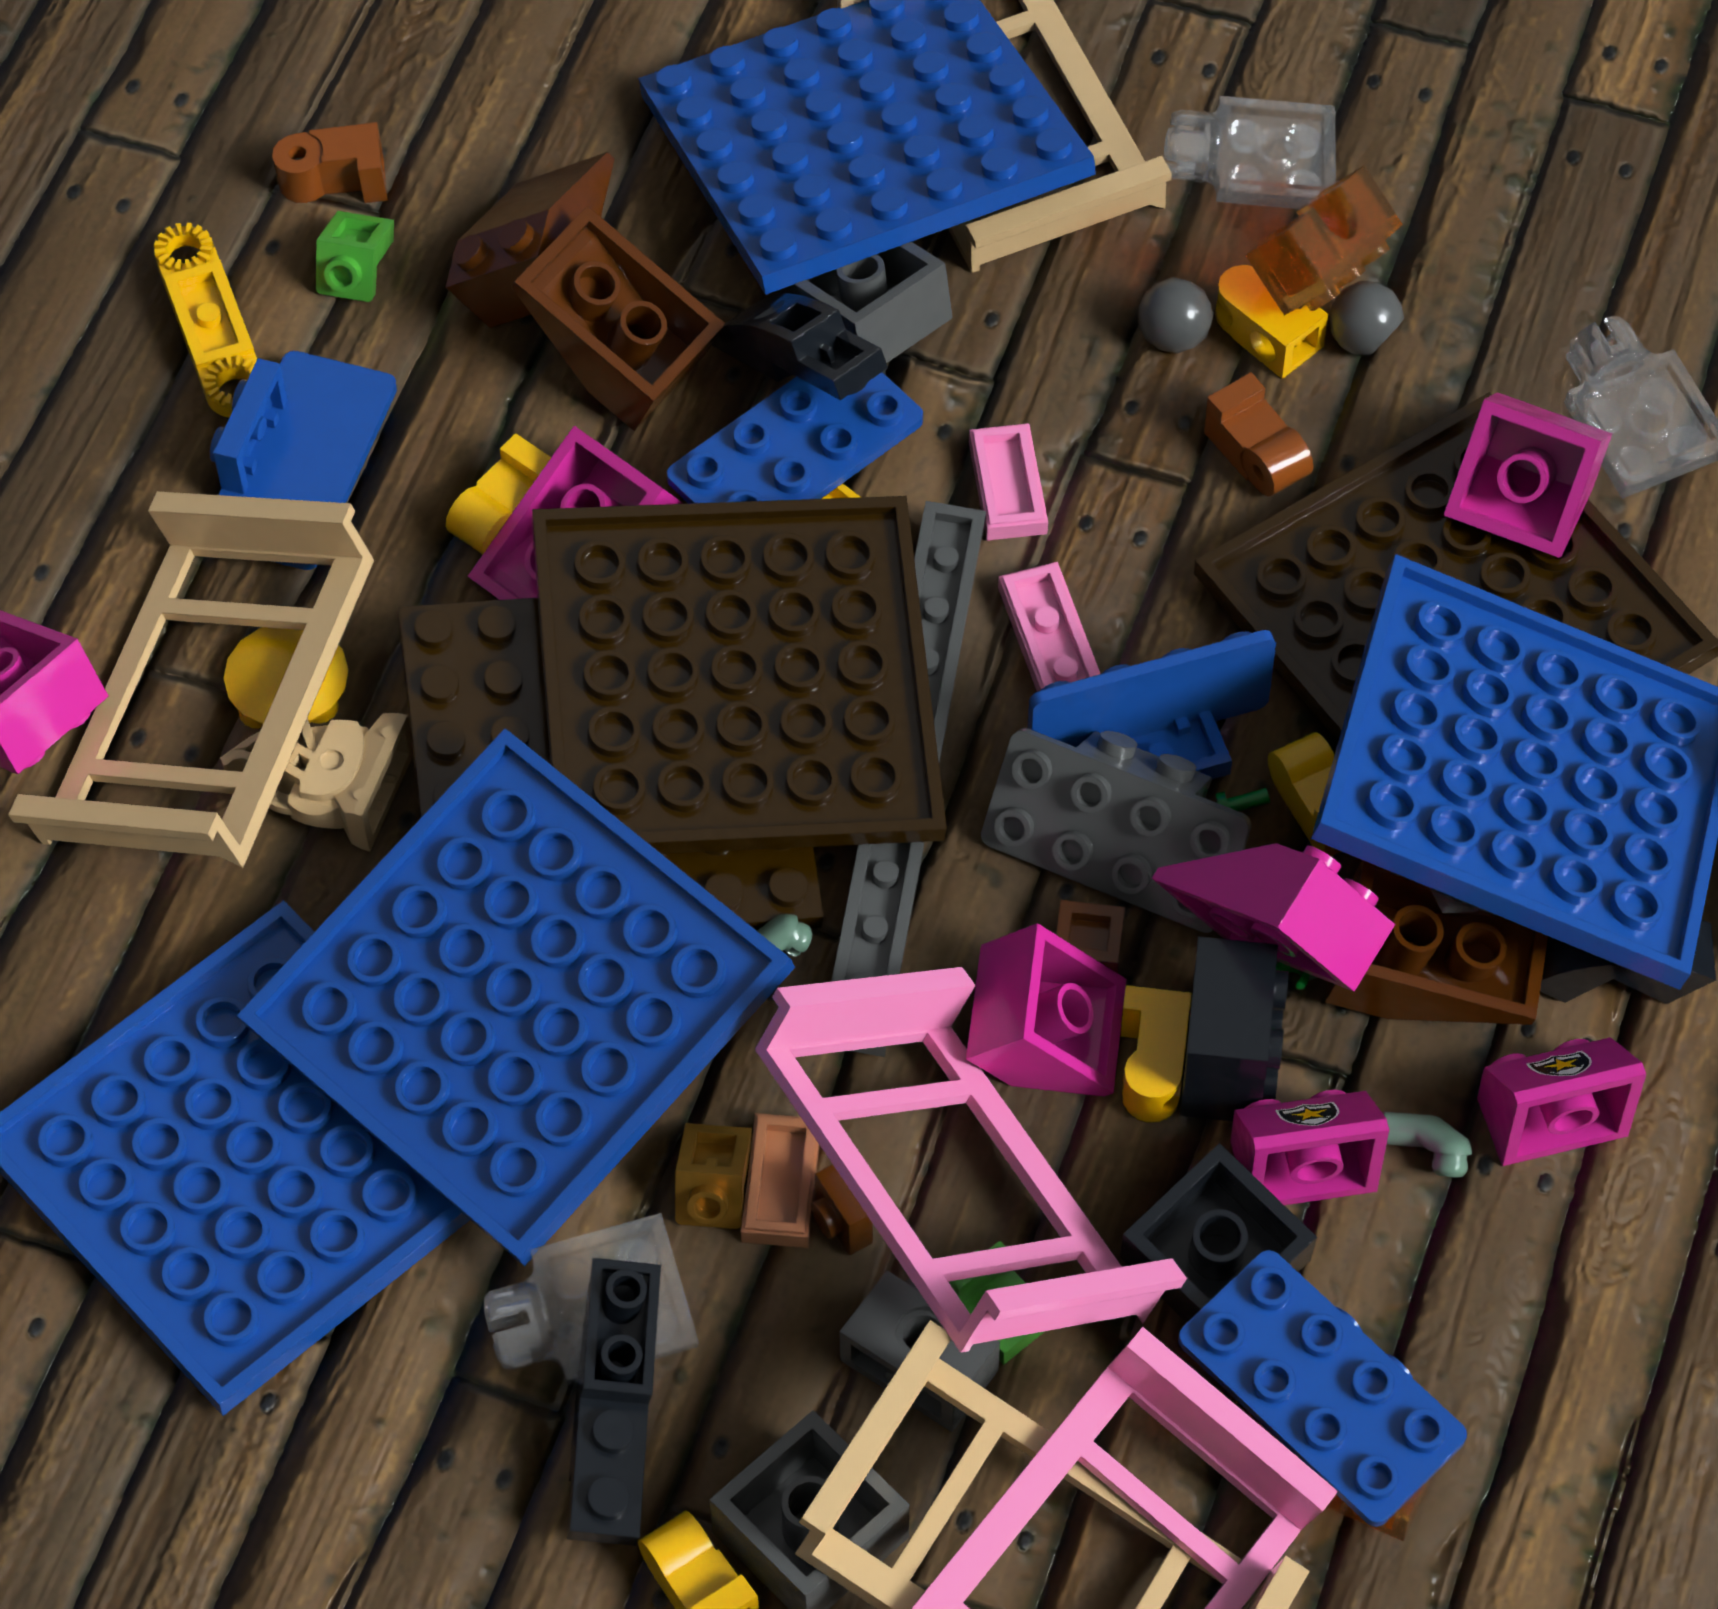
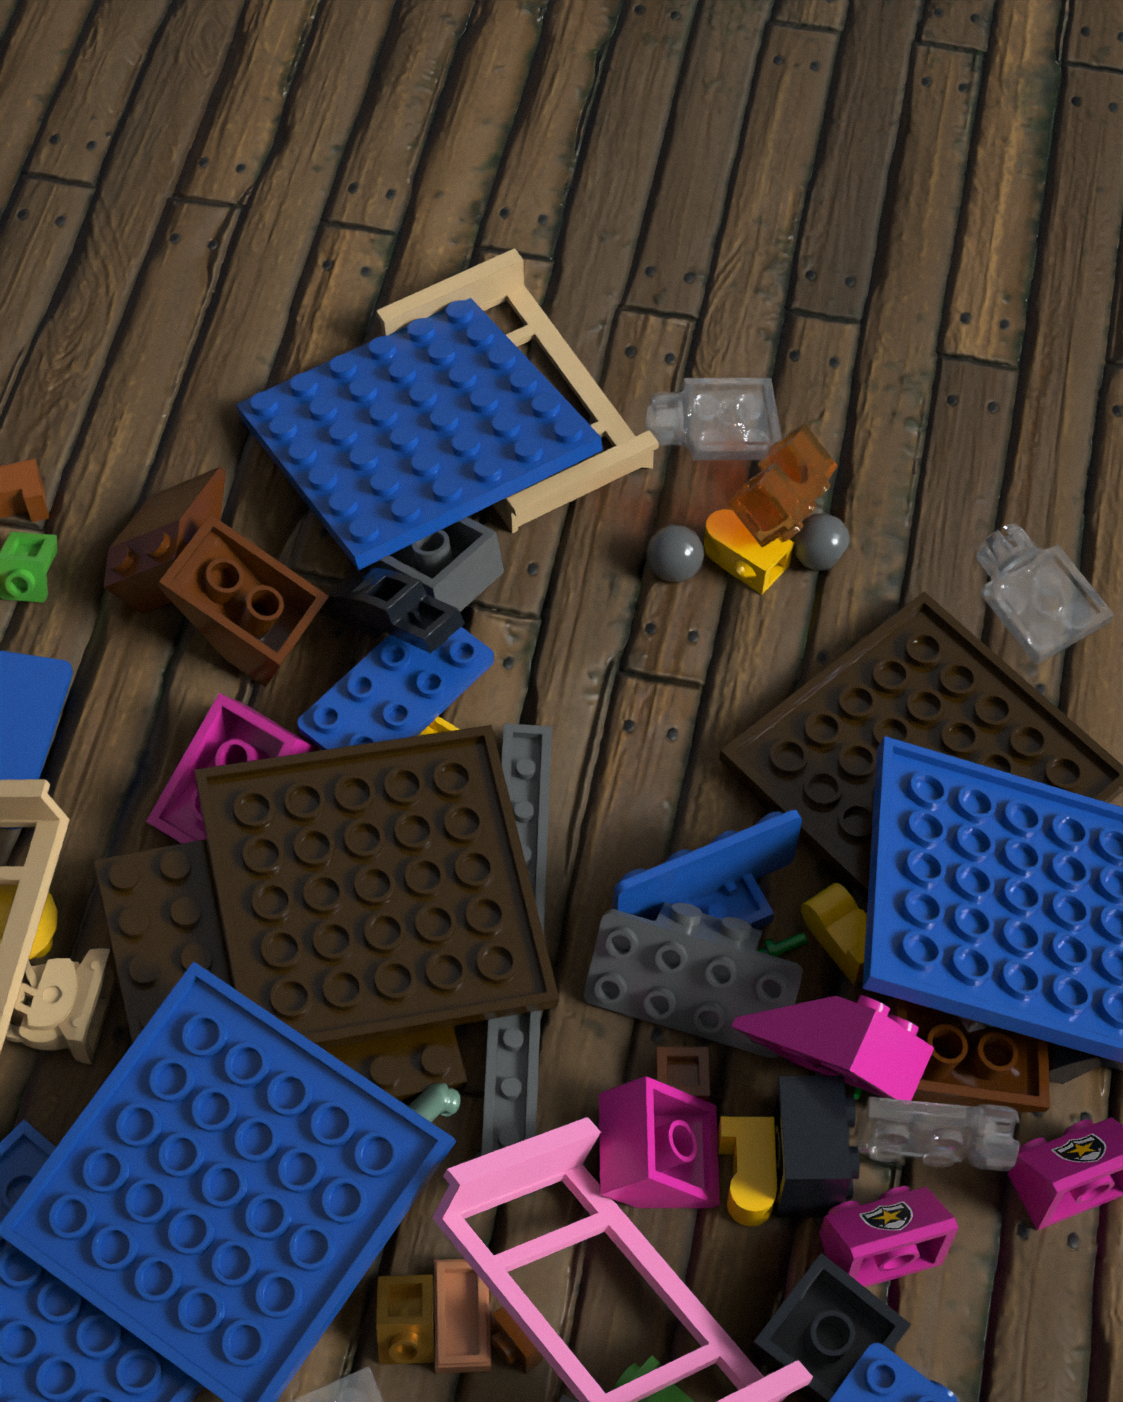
camera: 10 degrees left, 0 degrees up
(487, 506) = (156, 763): yellow leg -> none
(1008, 481) = (564, 699): bright pink tile -> none
(1047, 625) = (614, 820): bright pink tile -> none
(1256, 437) = (752, 645): dark orange leg -> none
(1390, 1031) = (939, 1133): none -> clear plate
(1433, 1134) = (985, 1214): sand green arm -> none
(1527, 473) = (967, 656): dark pink slope -> none

